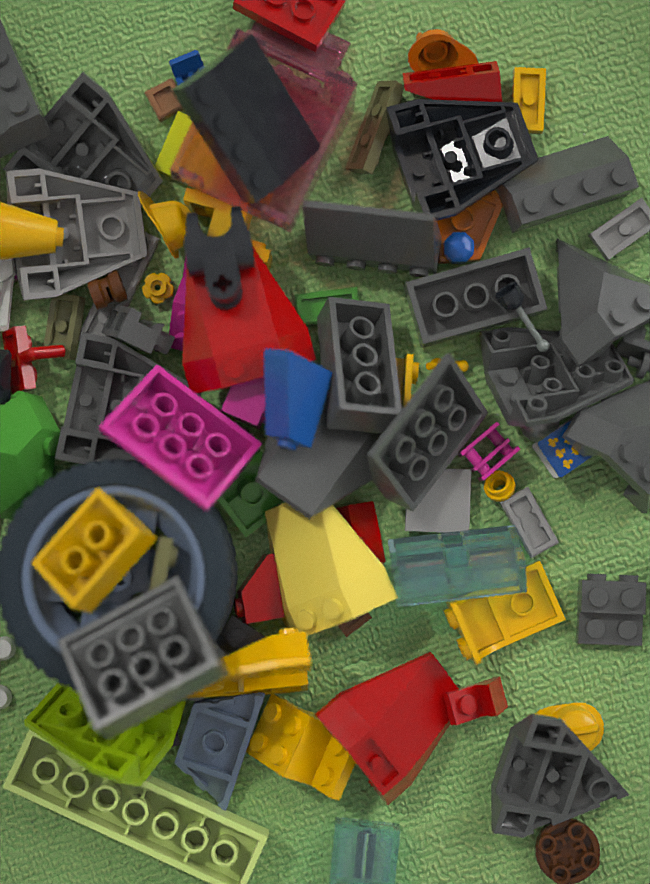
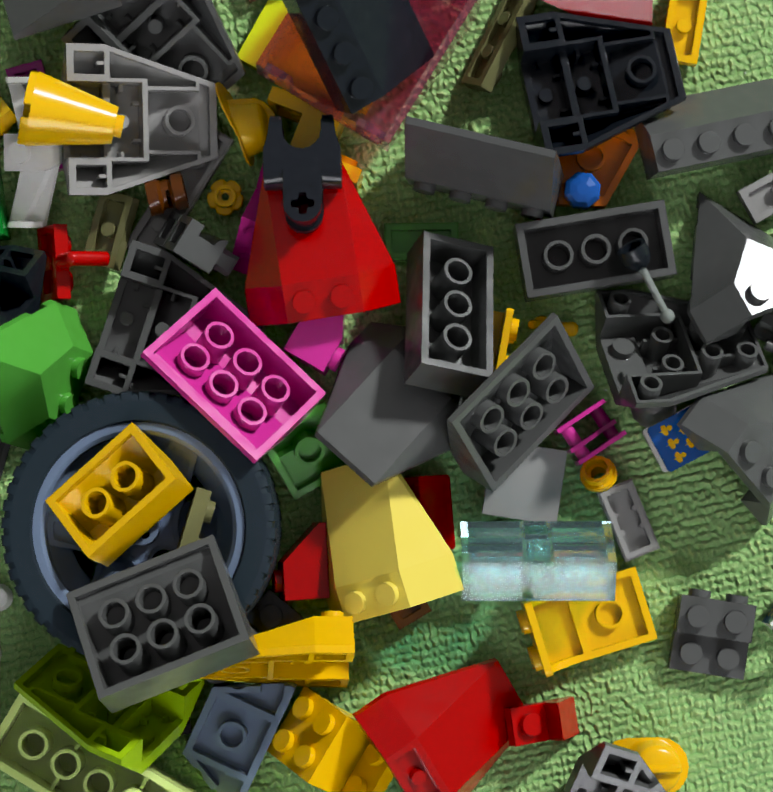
camera: 10 degrees right, 0 degrees up
(293, 397) = (369, 344): blue slope -> none

